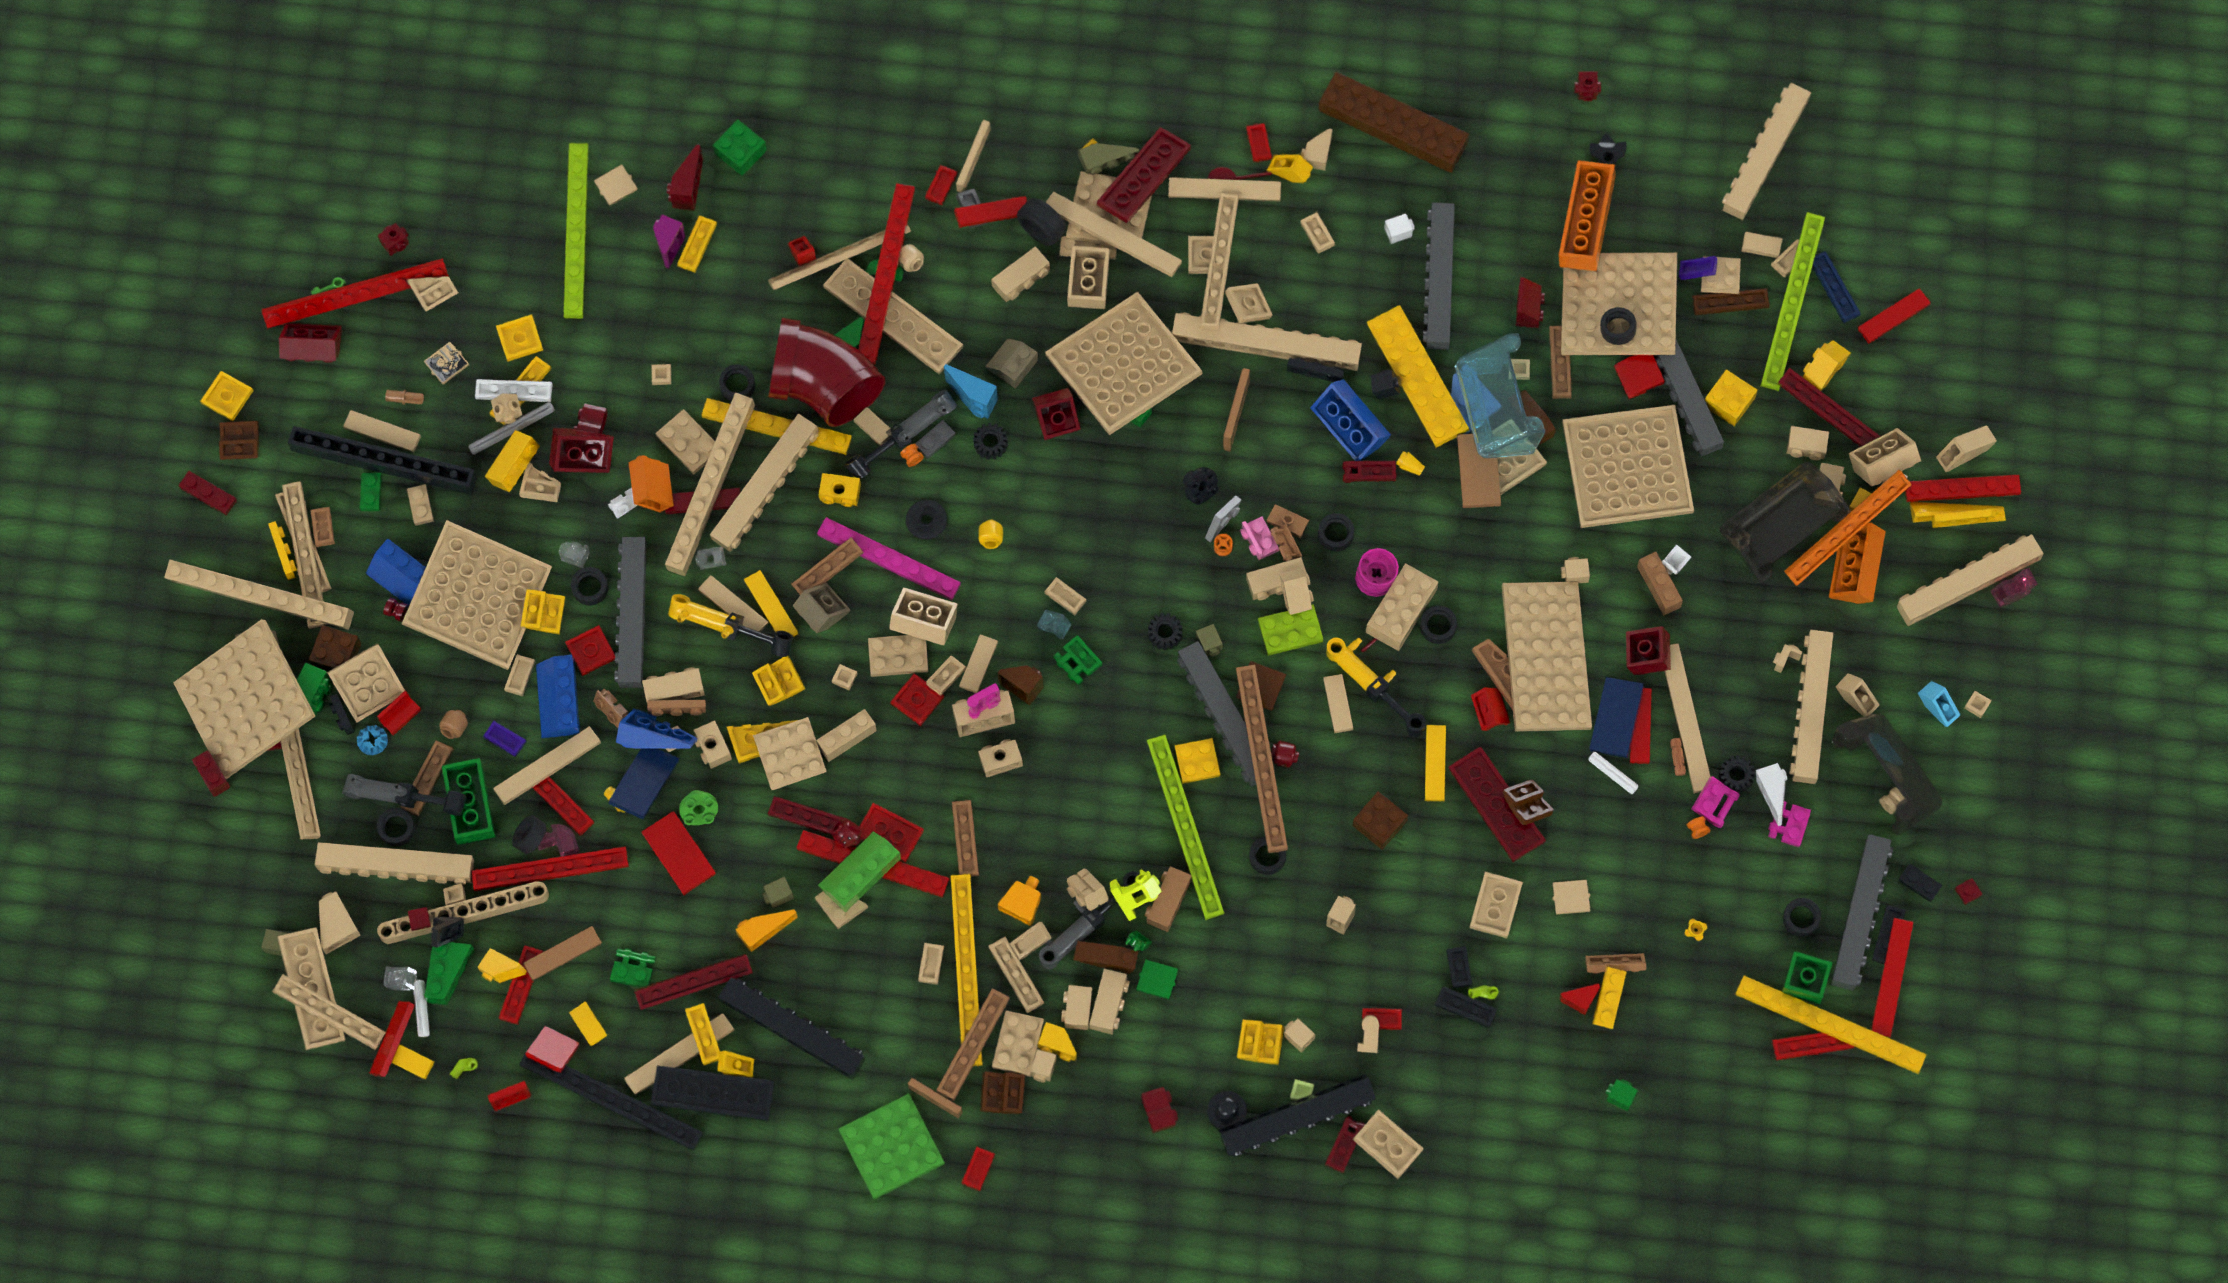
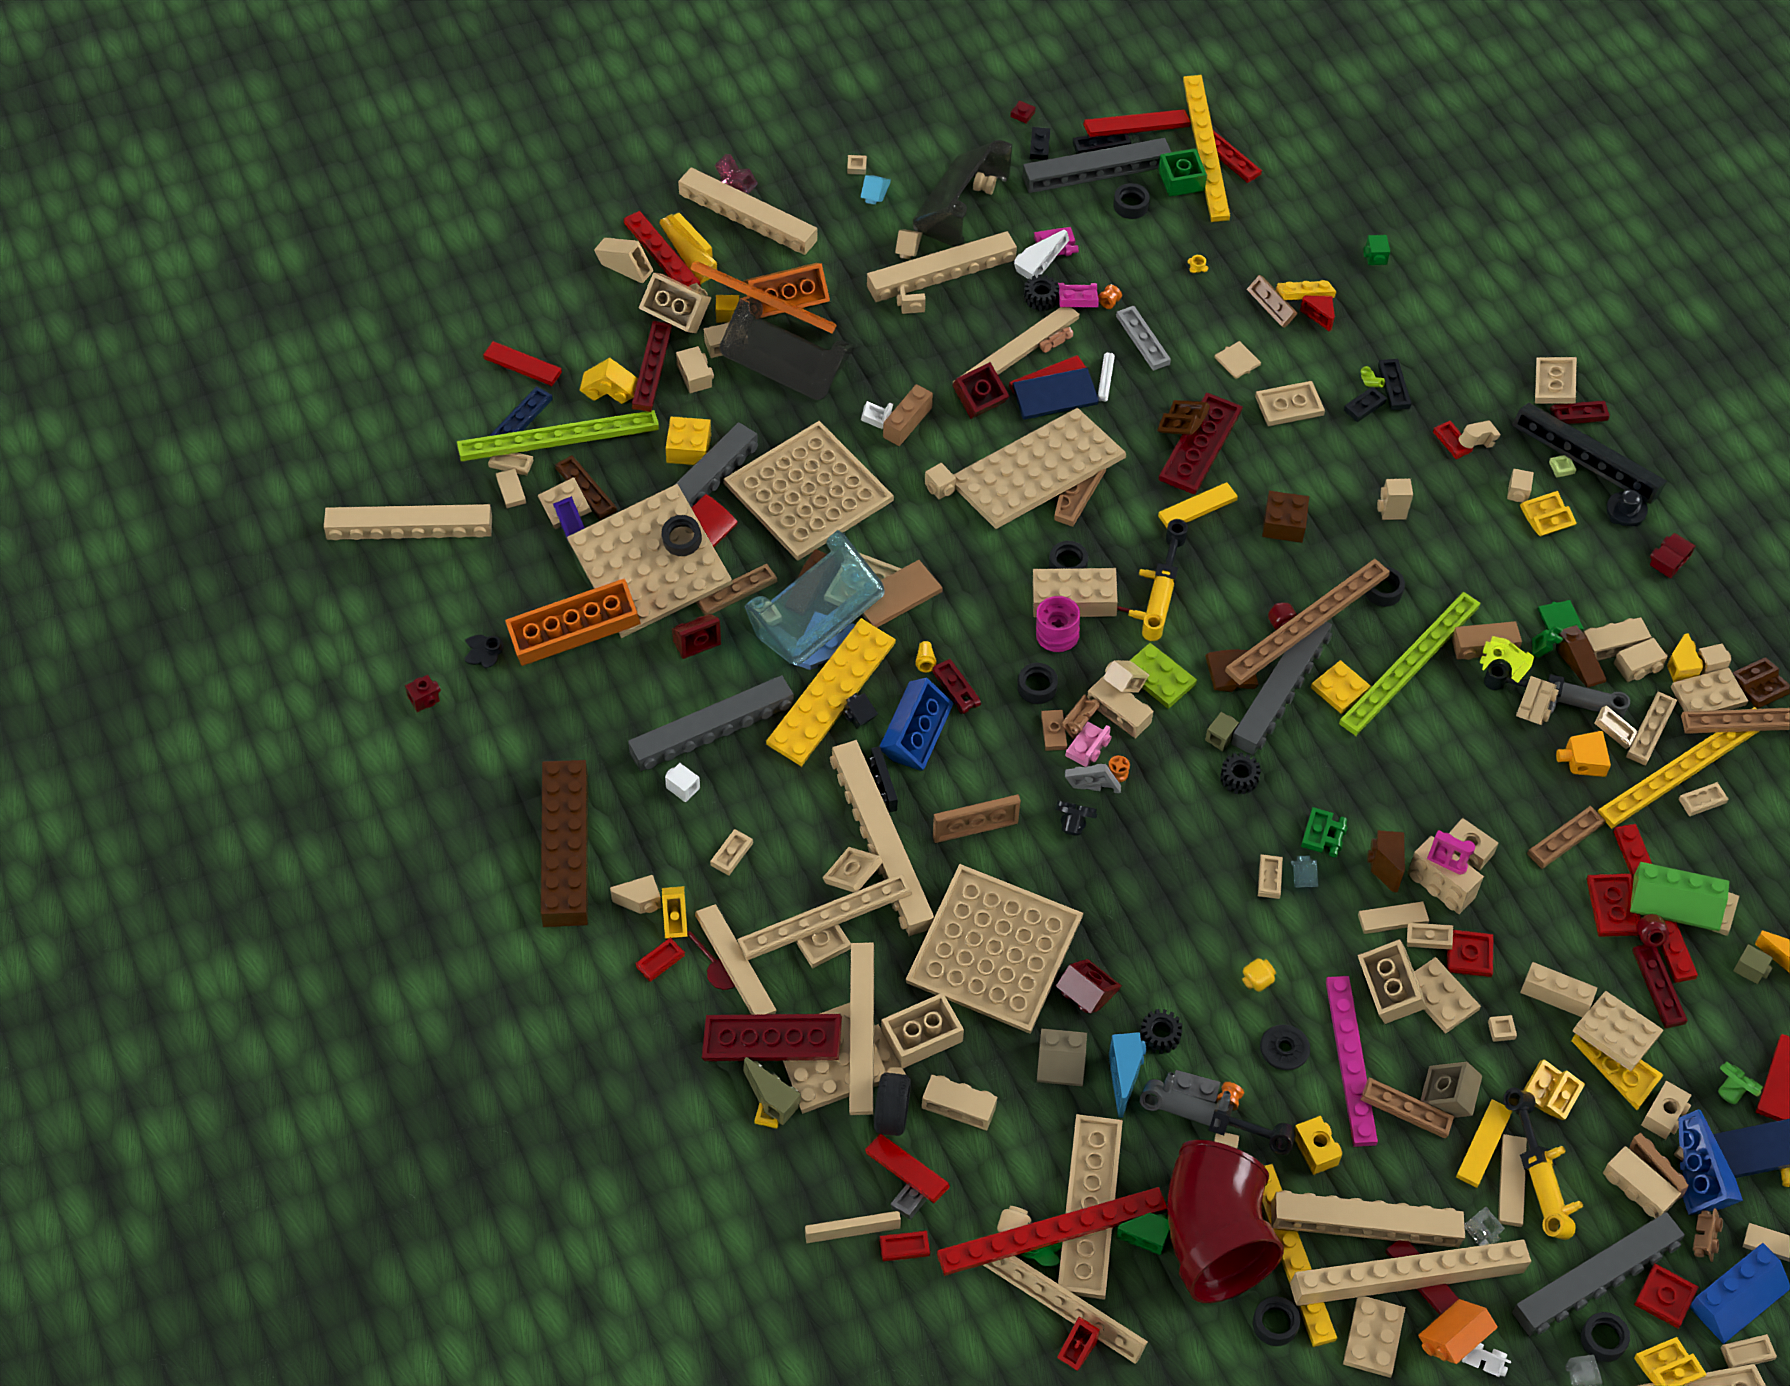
camera: 125 degrees left, 15 degrees down
(1338, 703) = (1200, 604): tan tile -> none
(1490, 708) = (1118, 487): red panel -> none
(1637, 828) = (1143, 338): none -> light grey plate

